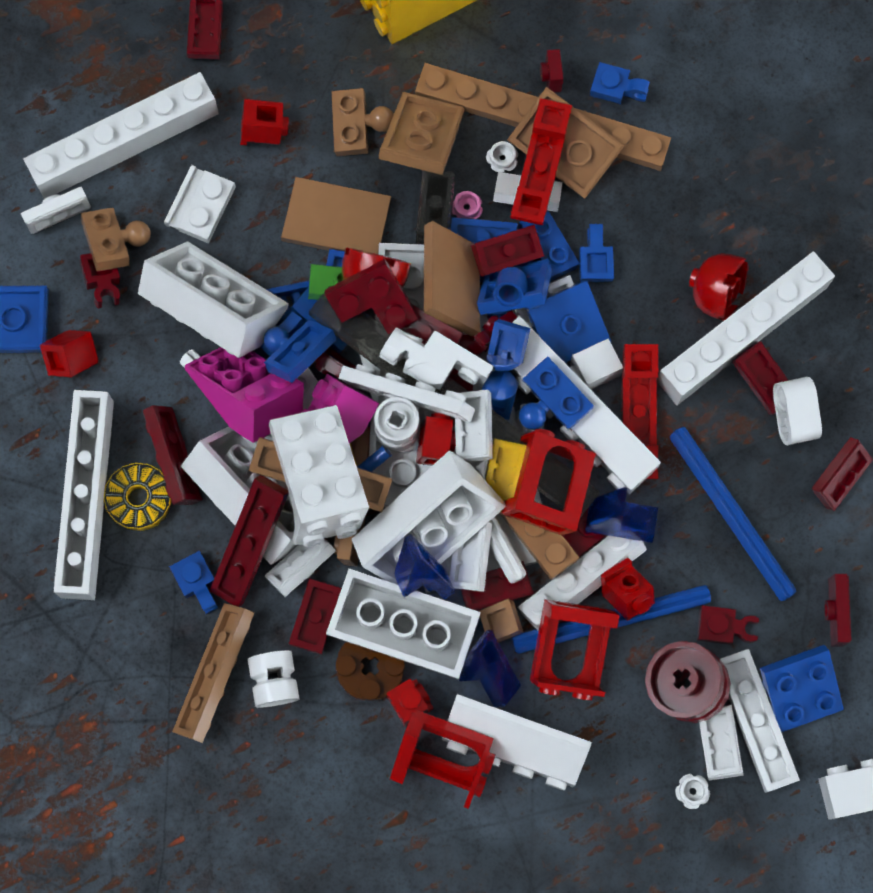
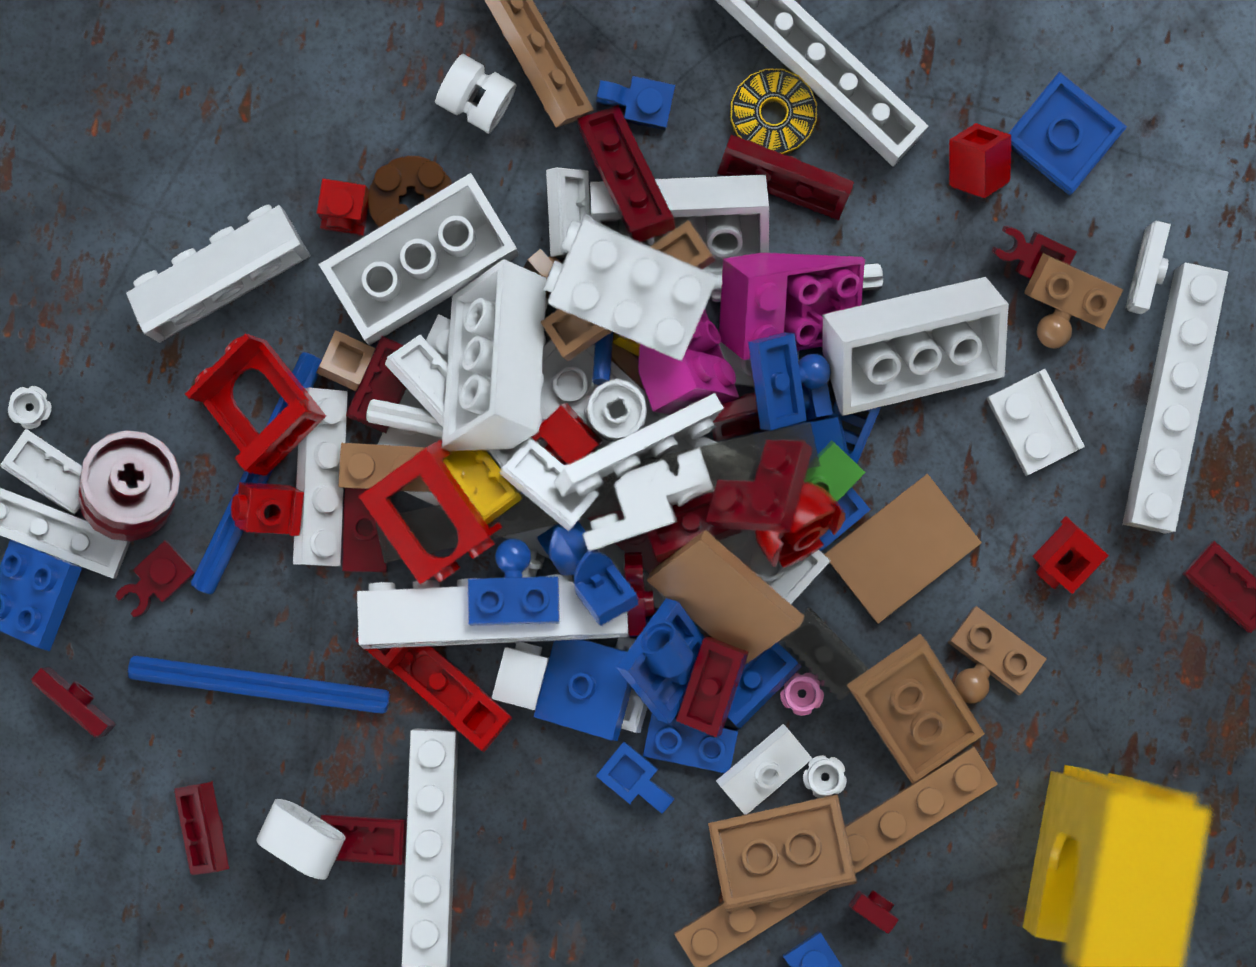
camera: 135 degrees right, 10 degrees up
(314, 616) = (504, 186): dark red plate -> none
(420, 568) = (453, 317): clear blue slope -> none
(438, 768) = (222, 205): red panel -> none
(490, 666) = (302, 308): clear blue slope -> none
(541, 162) = (775, 801): red slope -> none
(617, 518) = (342, 562): clear blue slope -> none
(718, 284) = (496, 875): red cylinder -> none

